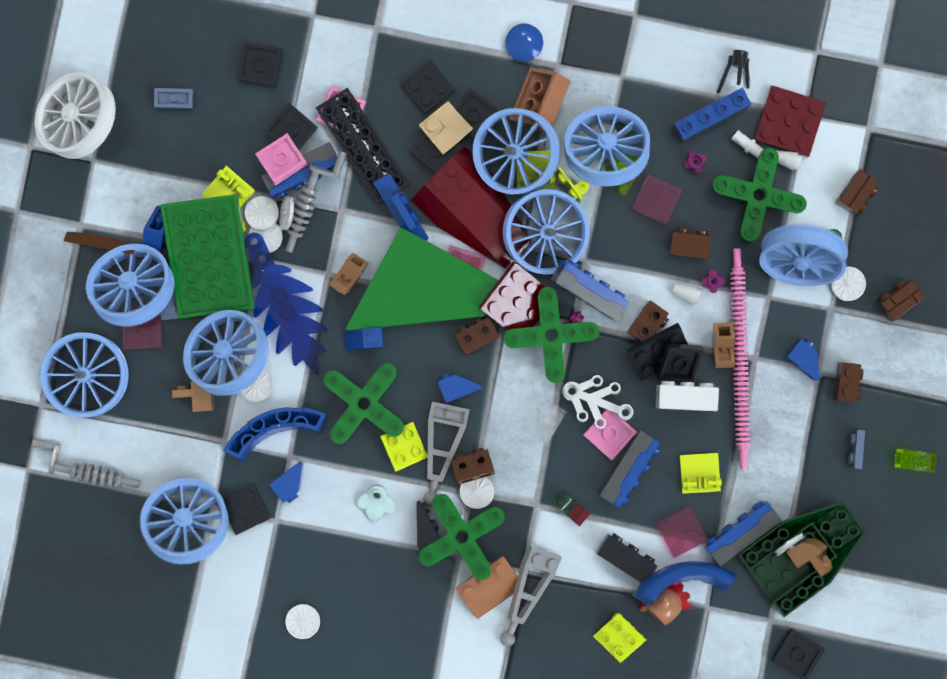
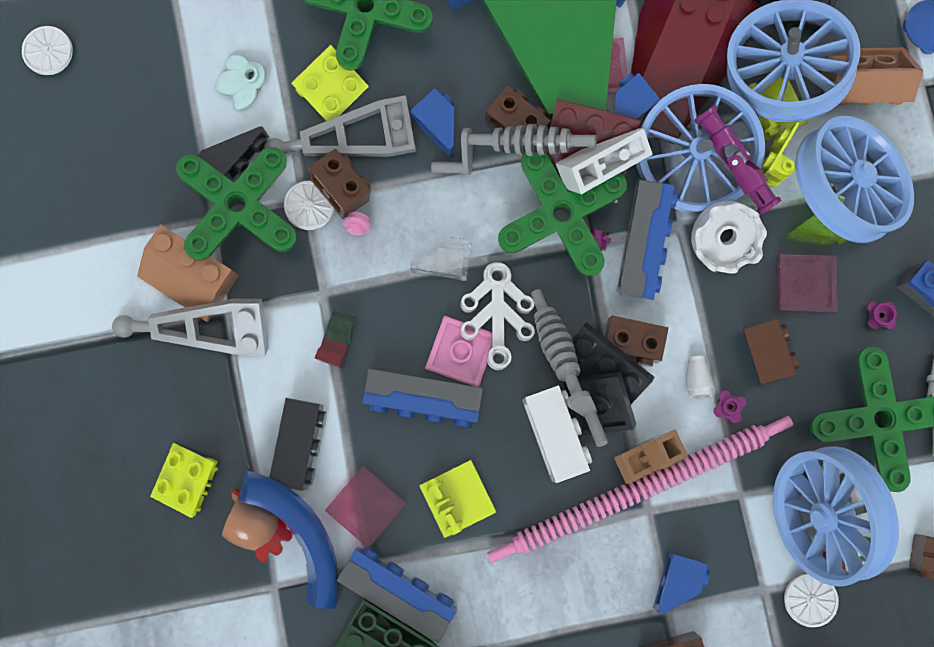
camera: 70 degrees right, 5 degrees down
(496, 257) = (634, 97): none -> blue slope
(496, 341) = (520, 139): none -> light grey piece
(502, 466) = (357, 223): none -> bright pink plate
(532, 300) = (599, 163): none -> white slope
(569, 214) = (746, 172): none -> magenta piece
(619, 237) = (743, 246): none -> white plate
(645, 374) = (561, 355): none -> light grey piece

